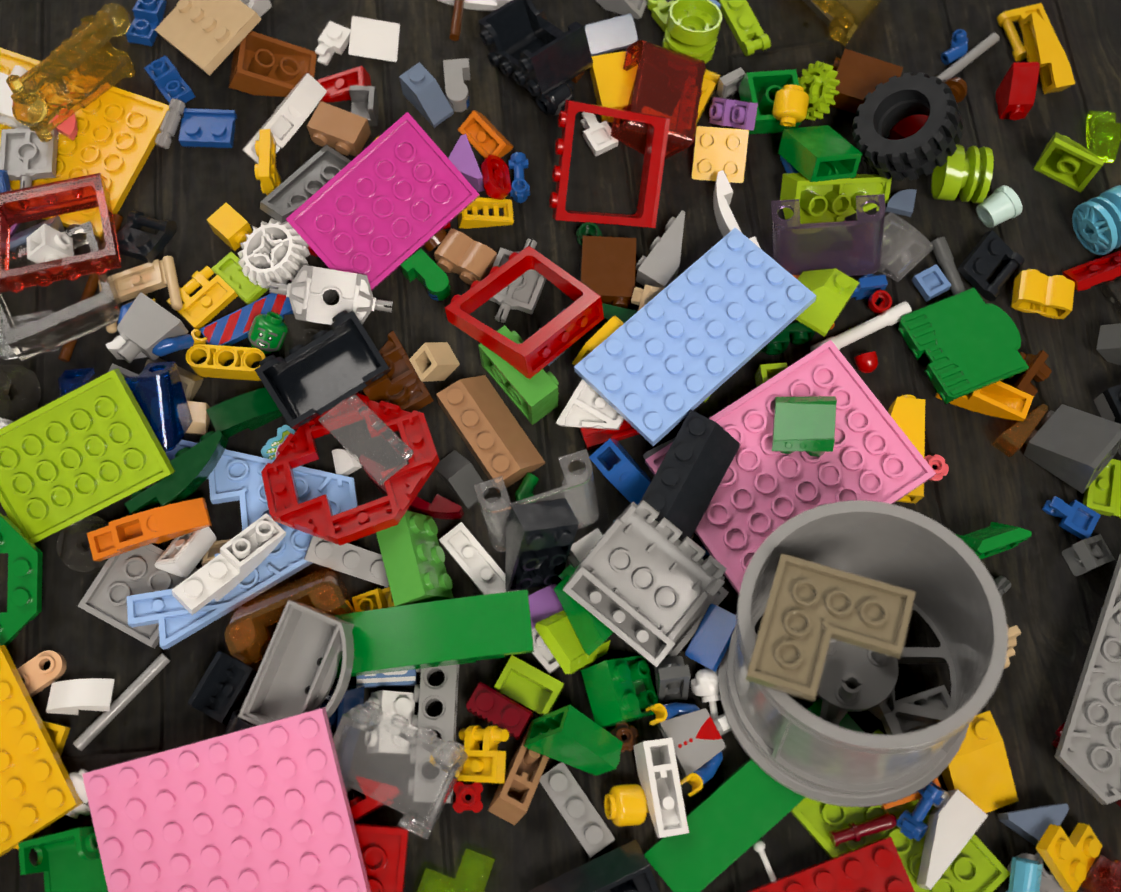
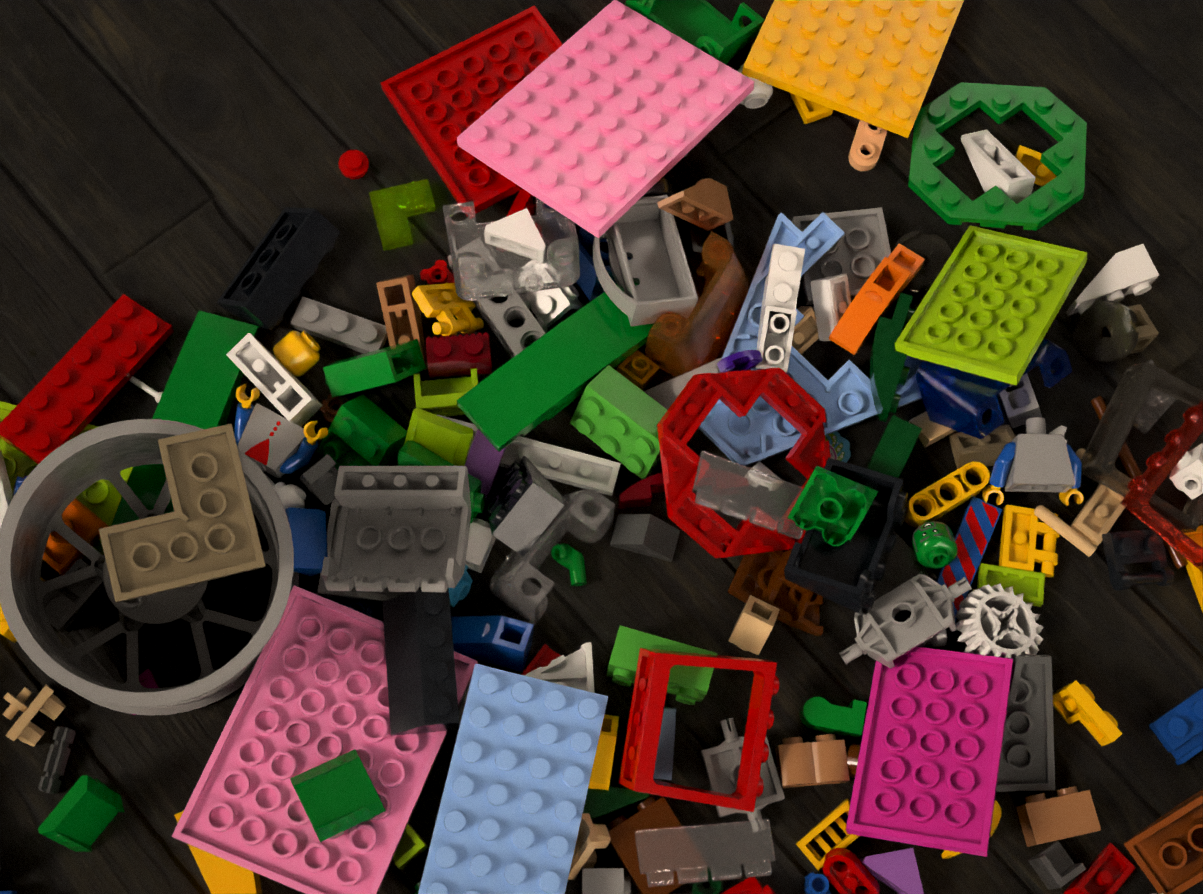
camera: 140 degrees right, 0 degrees up
(80, 694) = (816, 147): white slope -> none
(121, 702) = (781, 166): light grey piece -> none
(216, 697) = (702, 204): none -> medium nougat slope
(229, 226) = (1066, 629): yellow brick -> none
(290, 114) = (1119, 795): white slope -> none
(294, 542) = (740, 361): none -> dark purple tile
(317, 390) = (832, 506): none -> green slope
(380, 771) = (518, 235): none -> white slope
(489, 429) = (650, 596): medium nougat slope -> none
(579, 248) = (699, 847): none -> clear windscreen
(942, 468) = (180, 876): coral plate -> none

